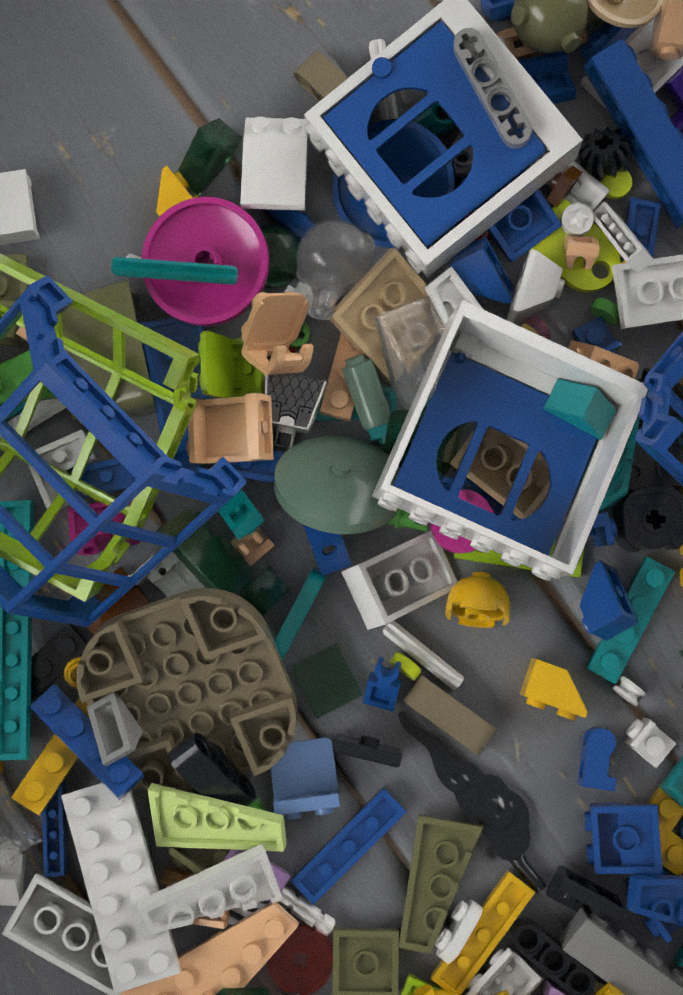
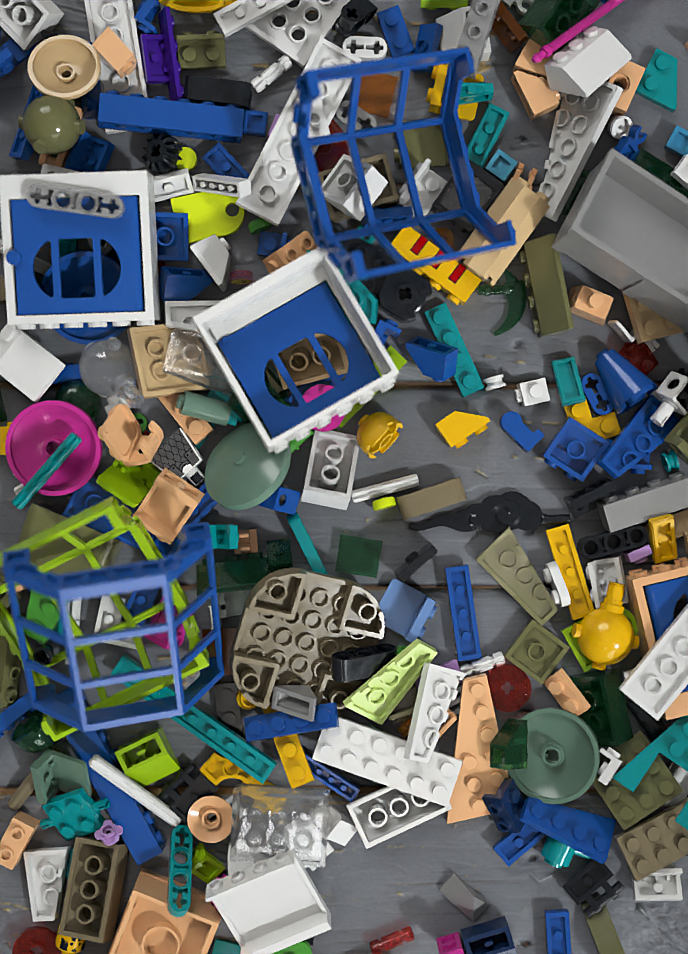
camera: 50 degrees left, 5 degrees up
(383, 686) = (386, 525): blue plate -> none
(562, 185) = (163, 195): reddish brown plate -> none
(577, 219) = (191, 201): white tile -> none
(580, 246) = (209, 212): light nougat tile -> none
(581, 407) = (306, 290): teal slope -> none

